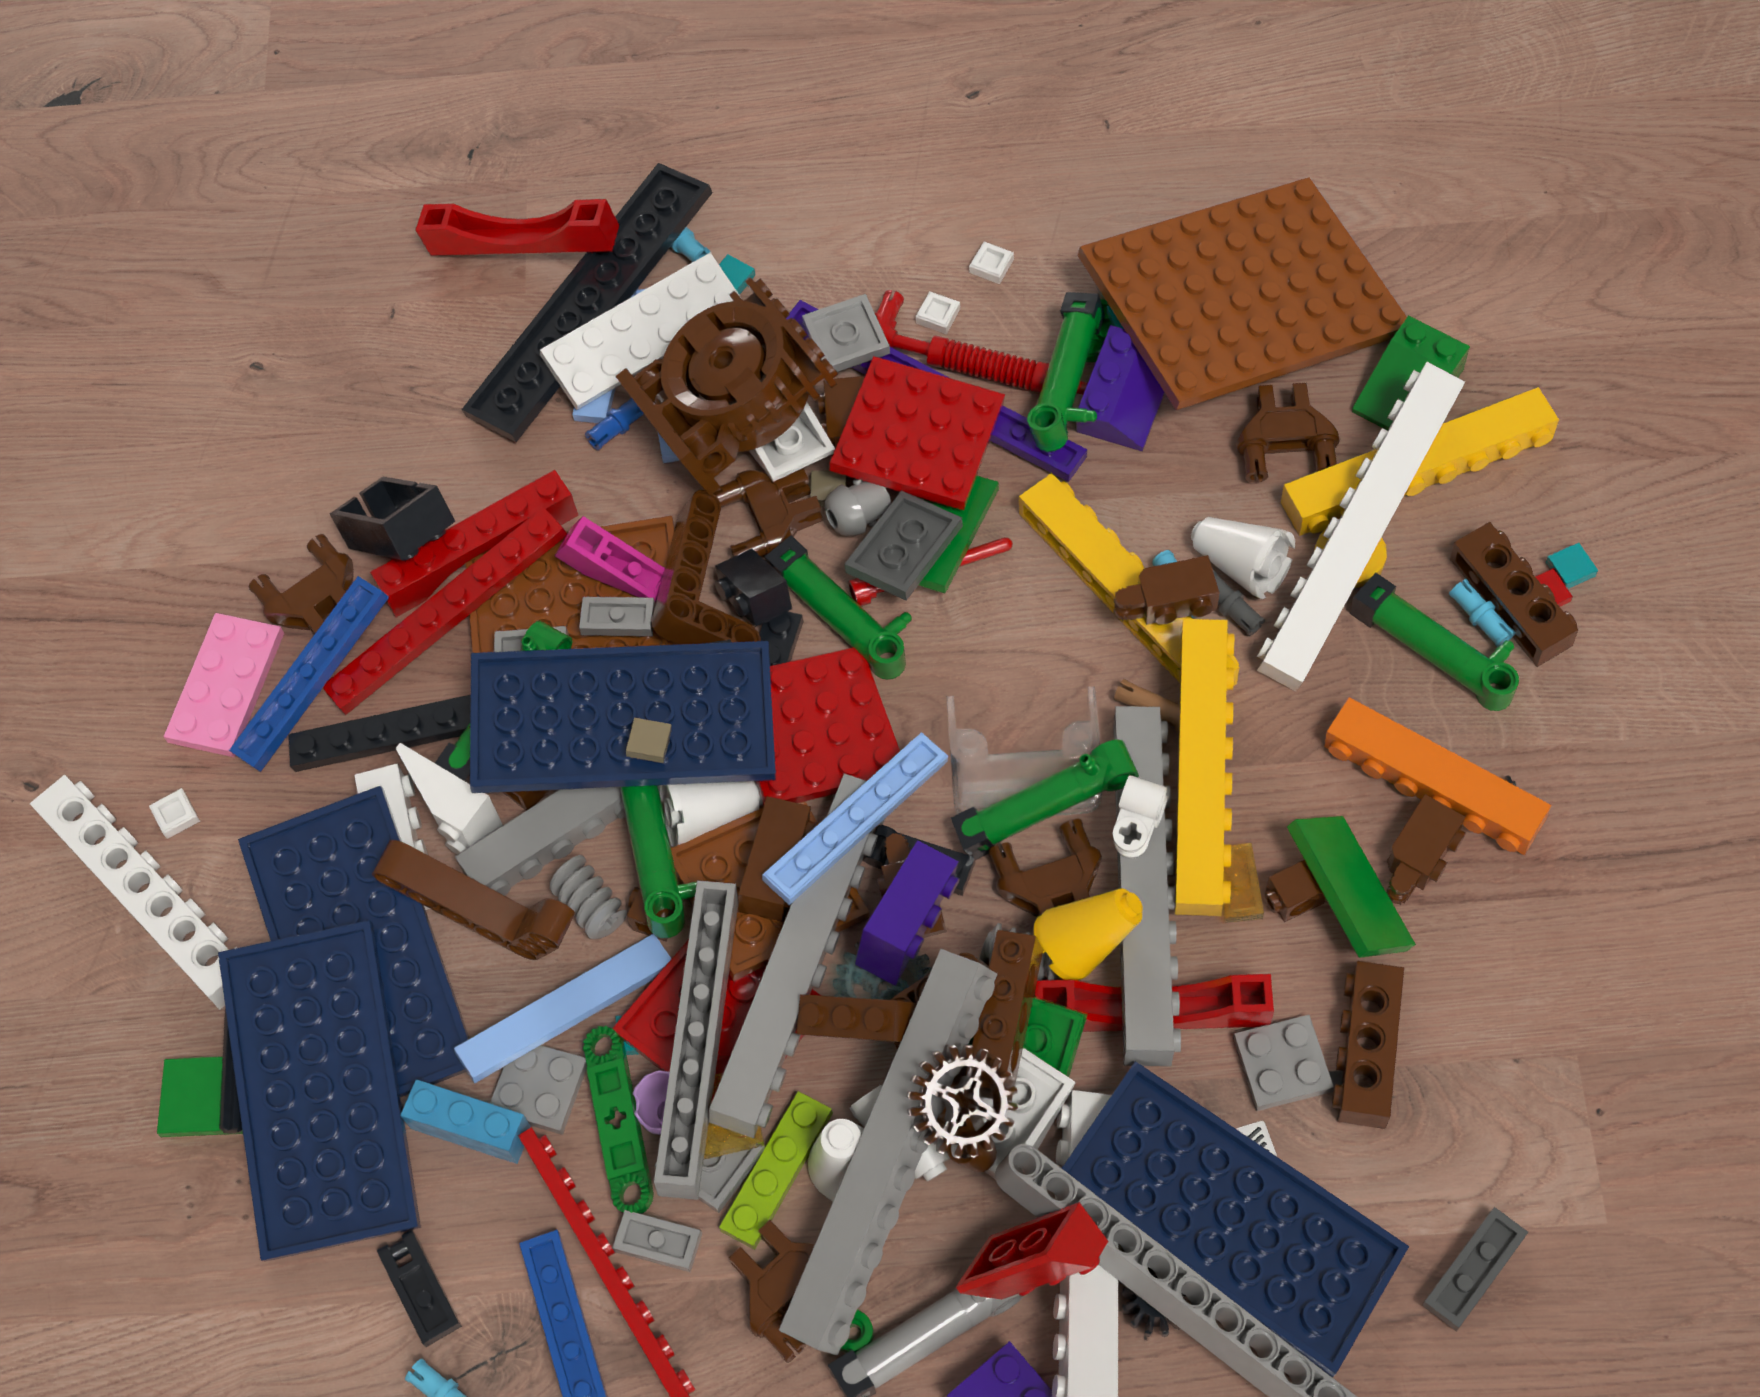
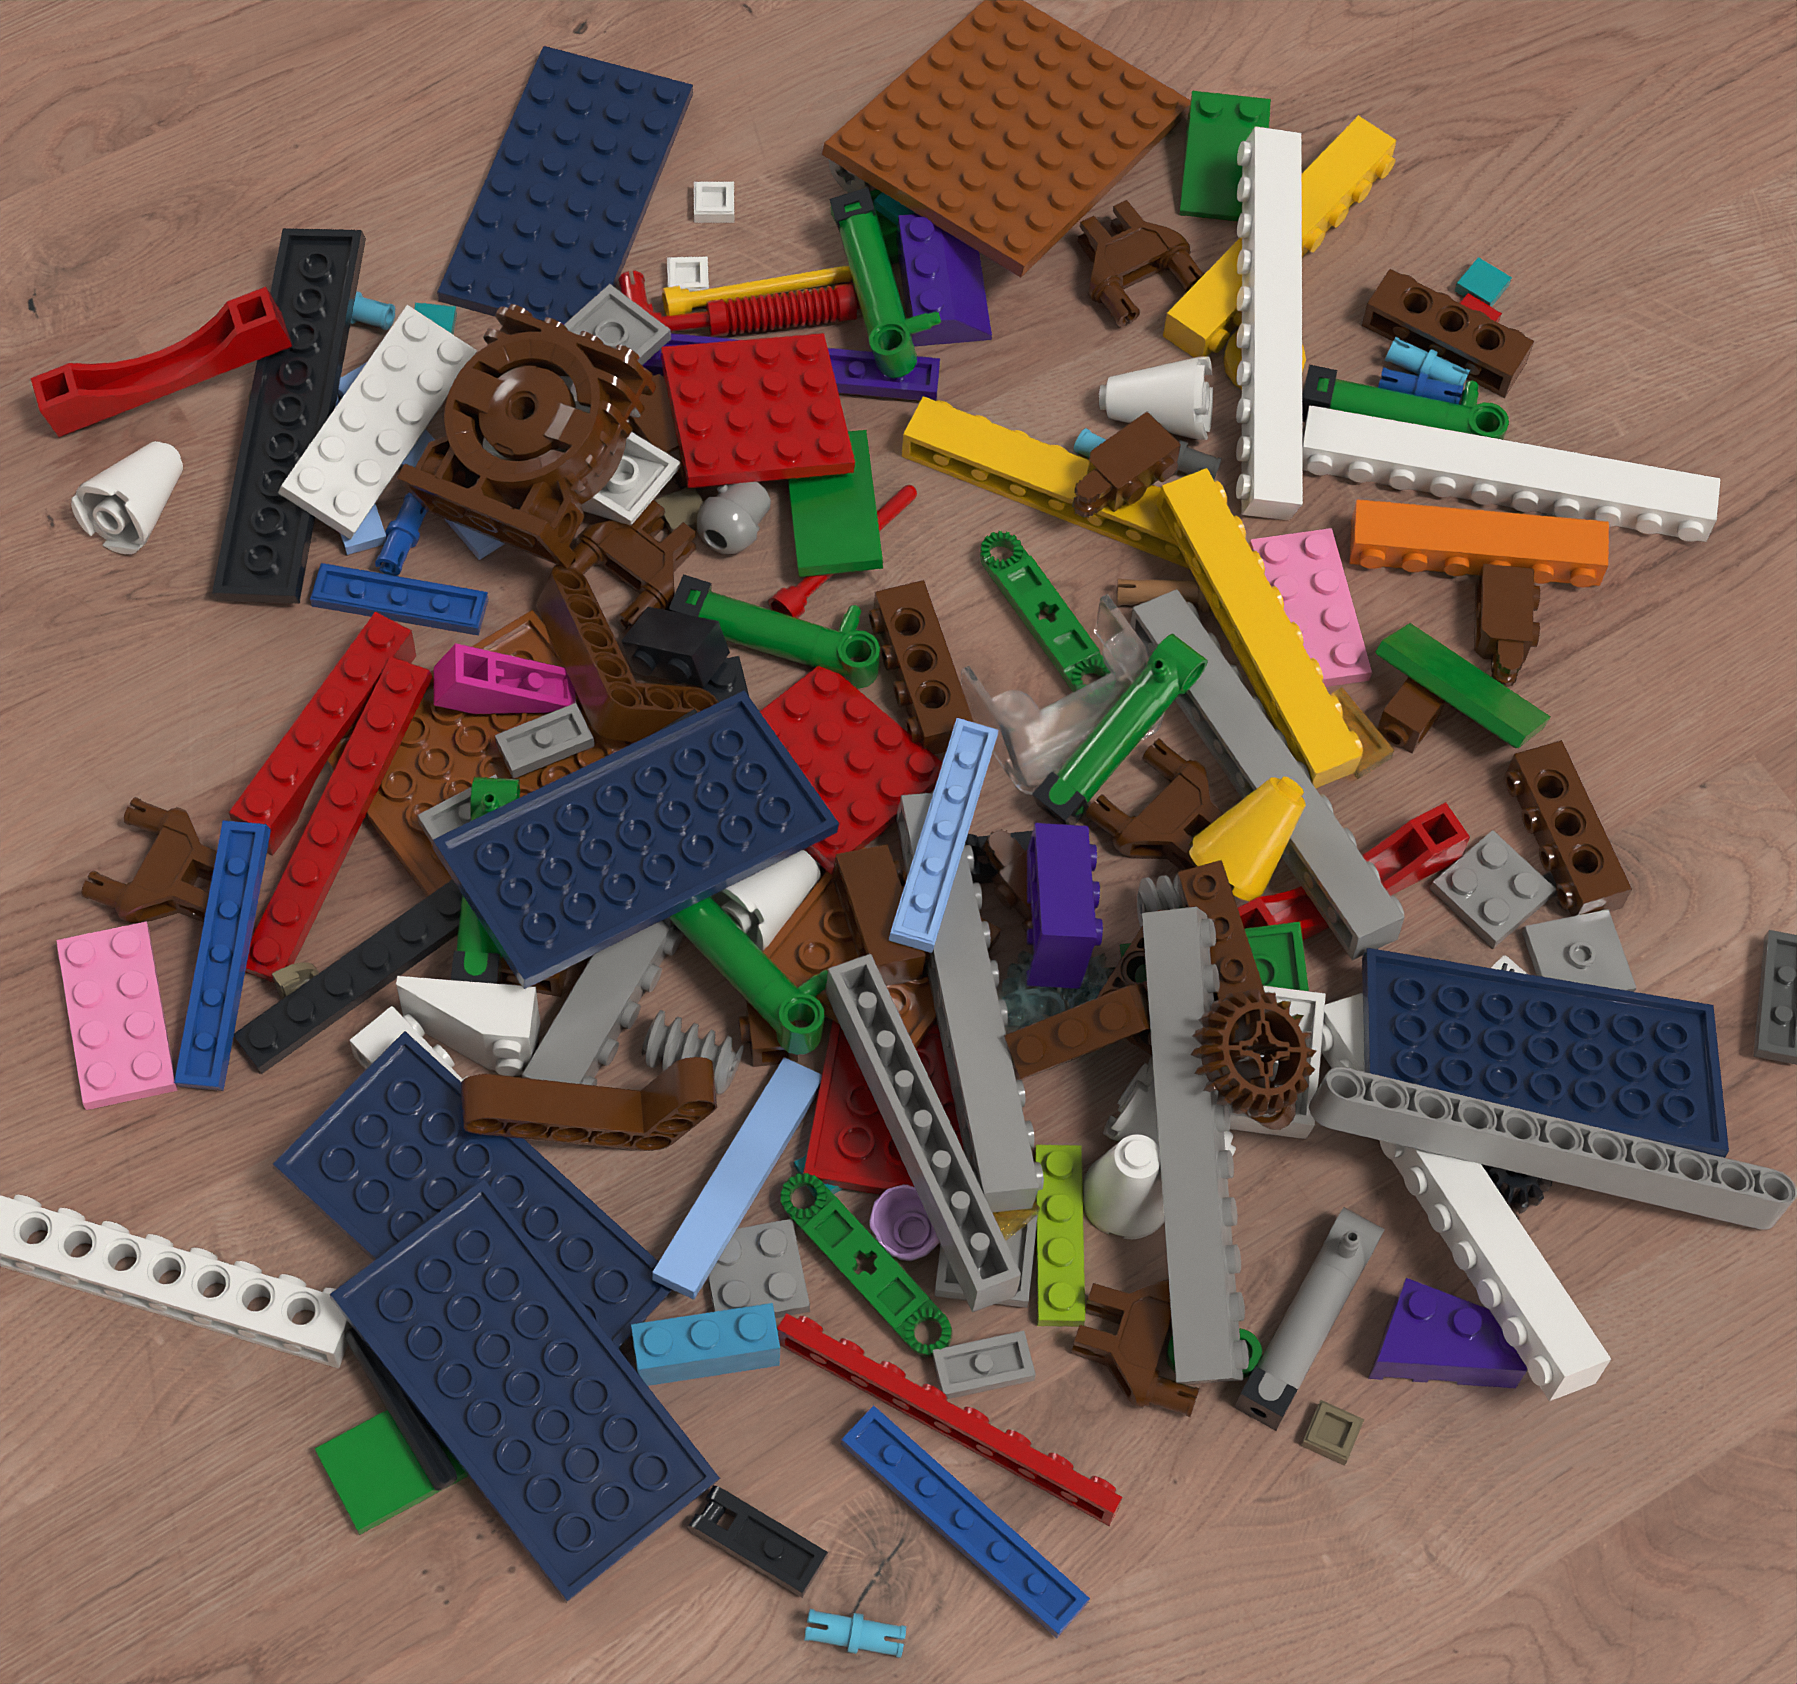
camera: 40 degrees left, 0 degrees up
(174, 813) = (148, 1182): white tile -> none
(350, 711) = (293, 977): none -> dark tan tile
(401, 520) = (222, 740): black piece -> none
(447, 315) = (128, 497): none -> white cone
(590, 468) = (399, 599): none -> blue tile
(648, 740) = (688, 846): dark tan tile -> none
(889, 210) = (566, 187): none -> dark blue plate
(903, 545) = (816, 534): dark grey plate -> none
(919, 328) = (681, 301): none -> yellow piece
(940, 631) = (911, 609): none -> reddish brown brick
(1035, 1254) = (1398, 1172): red slope -> none
(1050, 660) = (1031, 591): none -> green piece
(1141, 811) = (1233, 696): white piece -> none
(1269, 767) = (1318, 600): none -> bright pink plate
(1324, 1149) = (1580, 951): none -> light grey plate
(1464, 628) = (1420, 386): none -> blue pin
(1500, 732) = (1509, 474): none -> white brick

